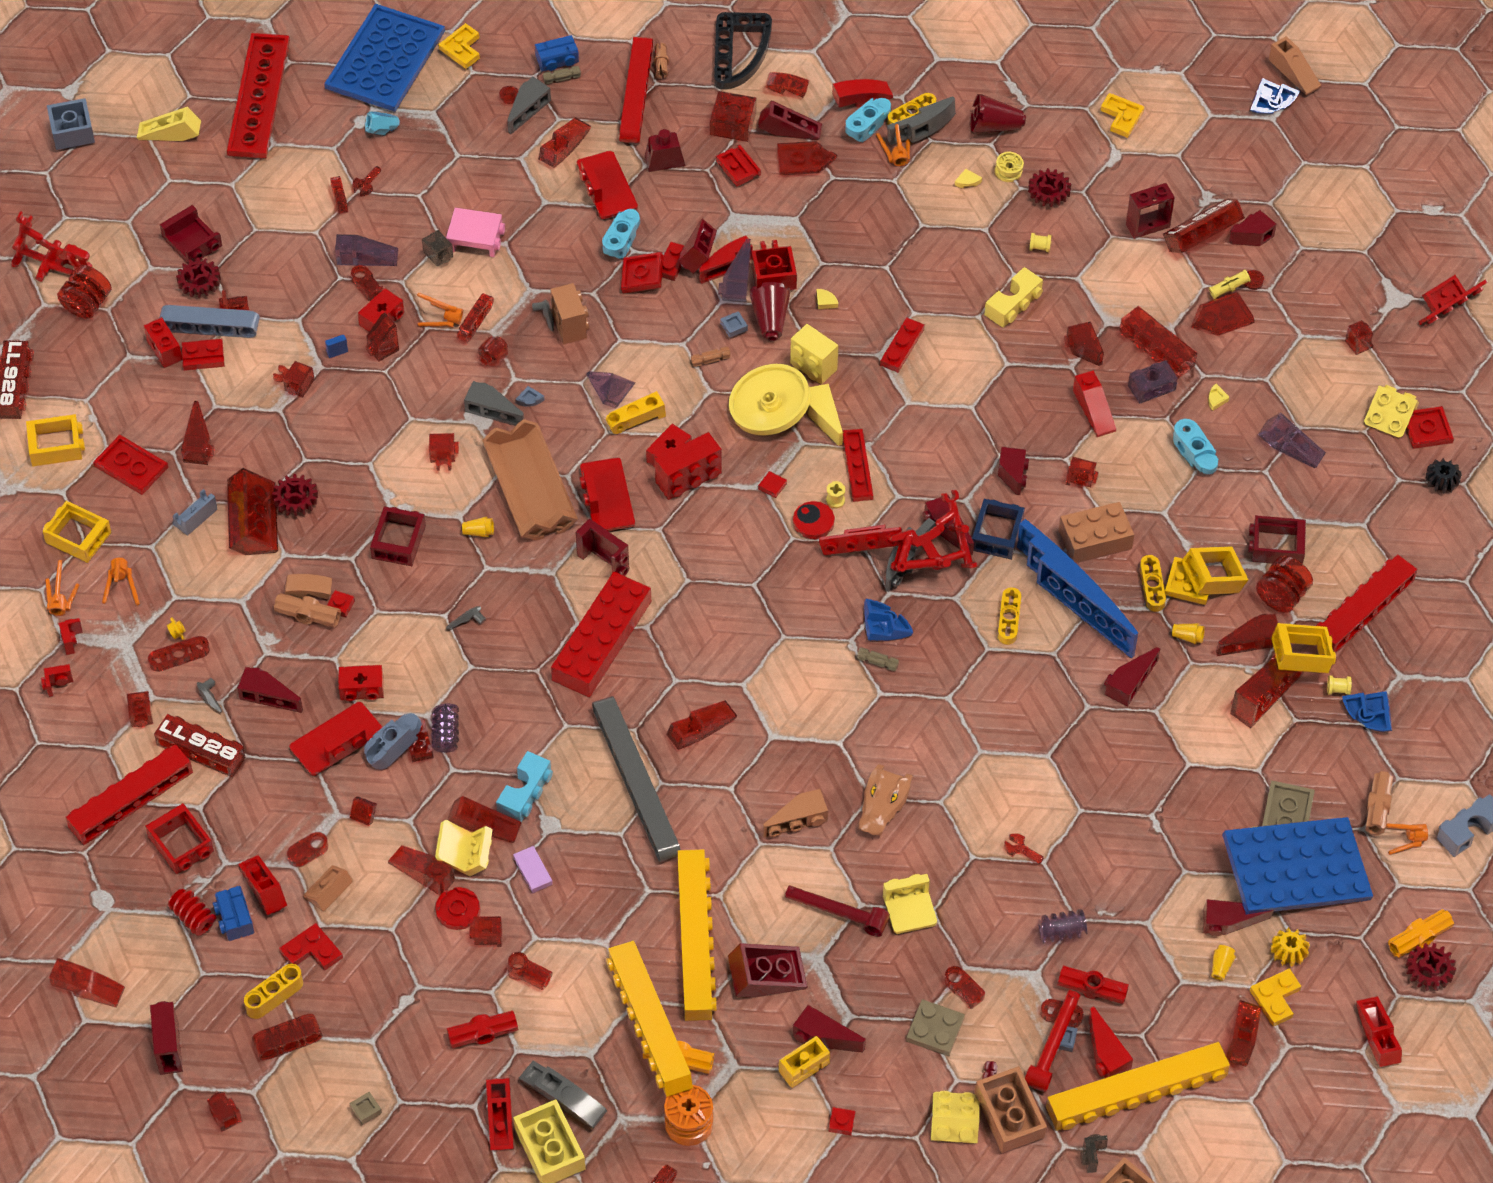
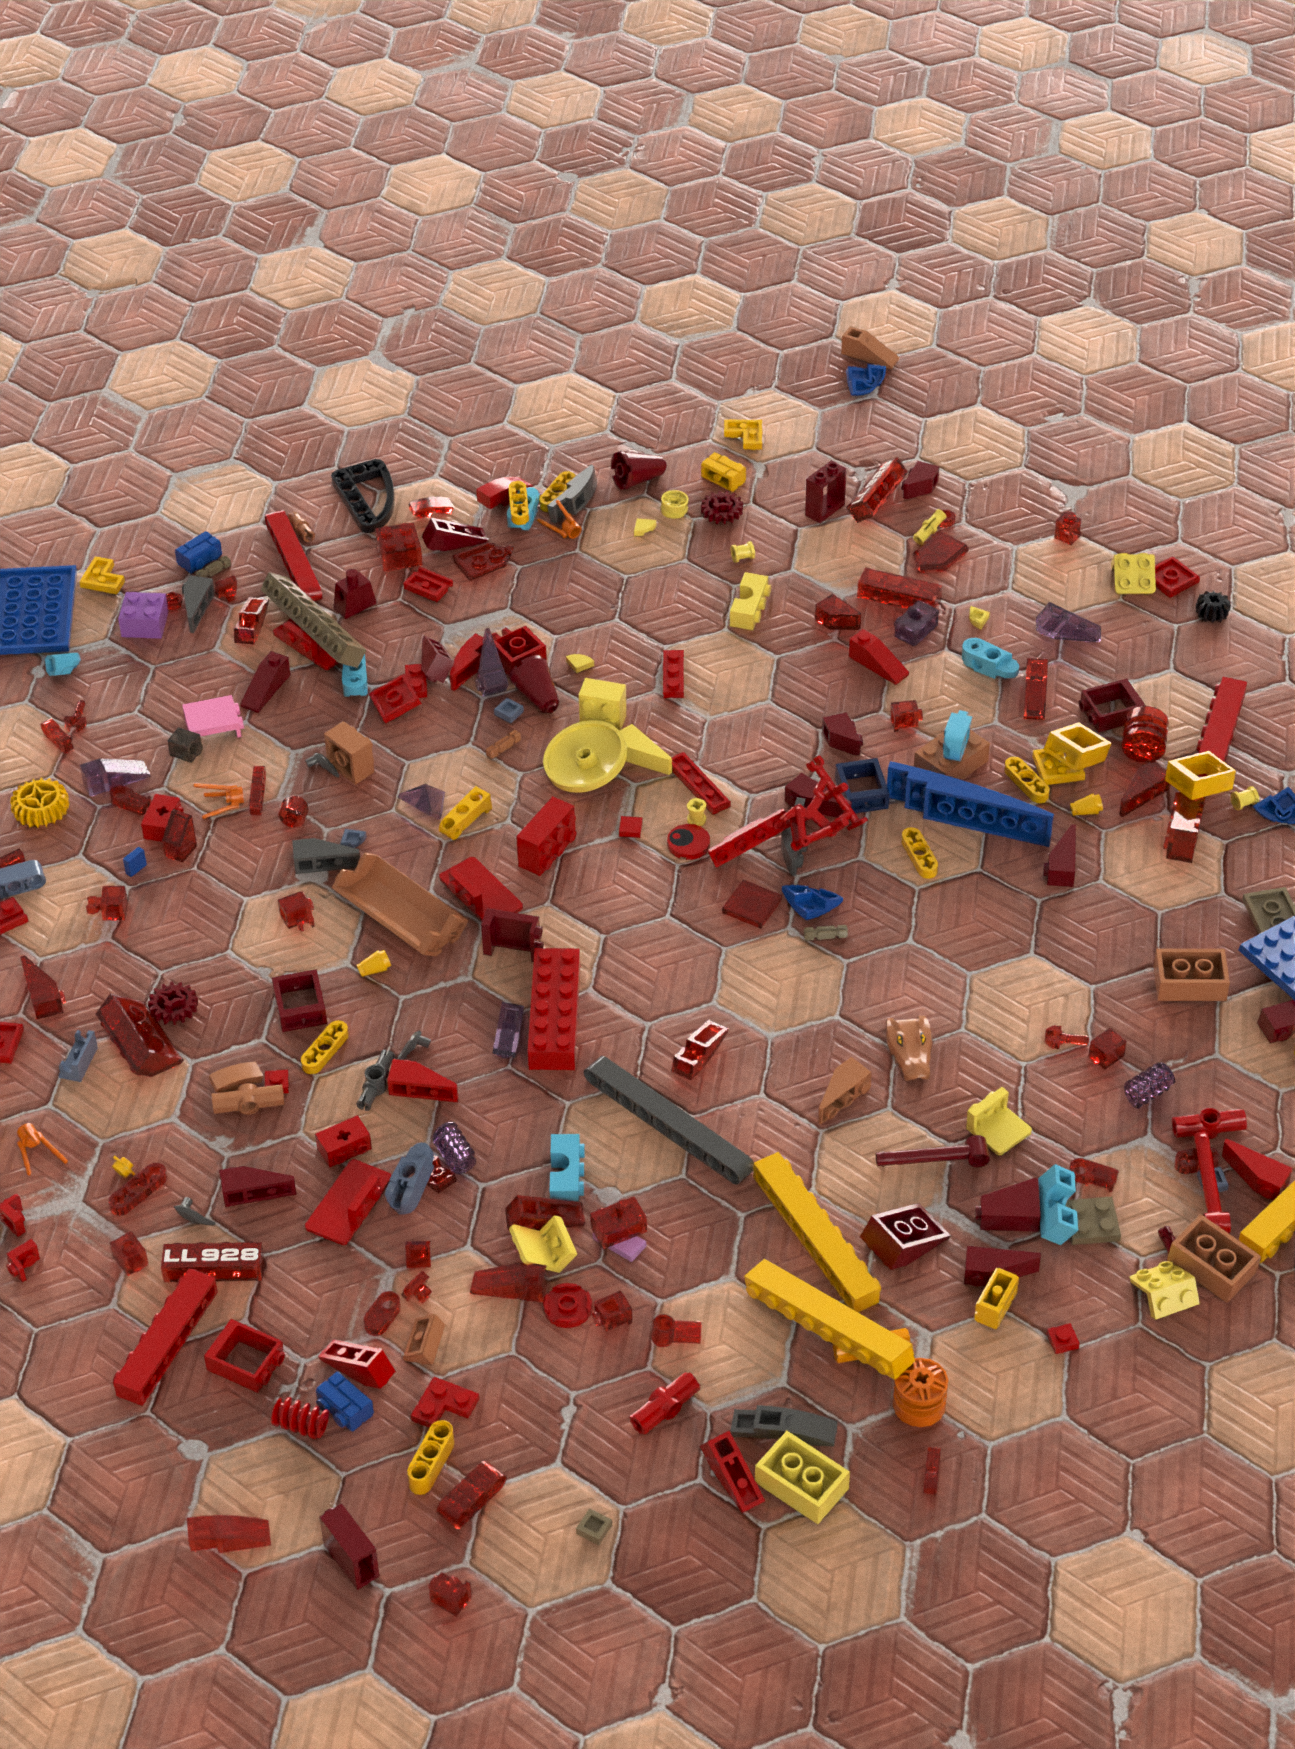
camera: 25 degrees left, 10 degrees down
(289, 256) = (52, 803): none -> yellow gear
(345, 839) = (417, 1288): none -> clear red tile
(400, 579) = (323, 1056): none -> yellow beam
(424, 630) = (375, 1080): none -> dark grey pin
(448, 651) = (417, 1081): none -> red slope
(474, 101) = (143, 615): none -> medium lavender brick
(541, 211) = (266, 681): none -> dark red slope
(544, 861) = (618, 1222): none -> clear red brick
(552, 636) = (508, 1030): none -> clear purple slope
(560, 100) = (226, 587): none -> clear red tile
(609, 166) = (313, 620): none -> dark tan brick
(667, 441) = (512, 824): red brick -> none
(831, 604) = (752, 904): none -> clear red tile
(861, 120) = (520, 497): none -> yellow beam
(871, 986) = (1011, 1208): none -> dark red slope
(901, 1013) = (1056, 1219): none -> medium azure arch
(1049, 876) = (1107, 1048): none -> clear red brick
(1074, 149) = (723, 471): none -> yellow brick
(1101, 517) = (956, 735): none -> medium azure piece
(1168, 838) = (1191, 975): none -> nougat brick
(1218, 495) = (1035, 689): none -> clear red slope
(1445, 295) = (1116, 472): red bracket -> none

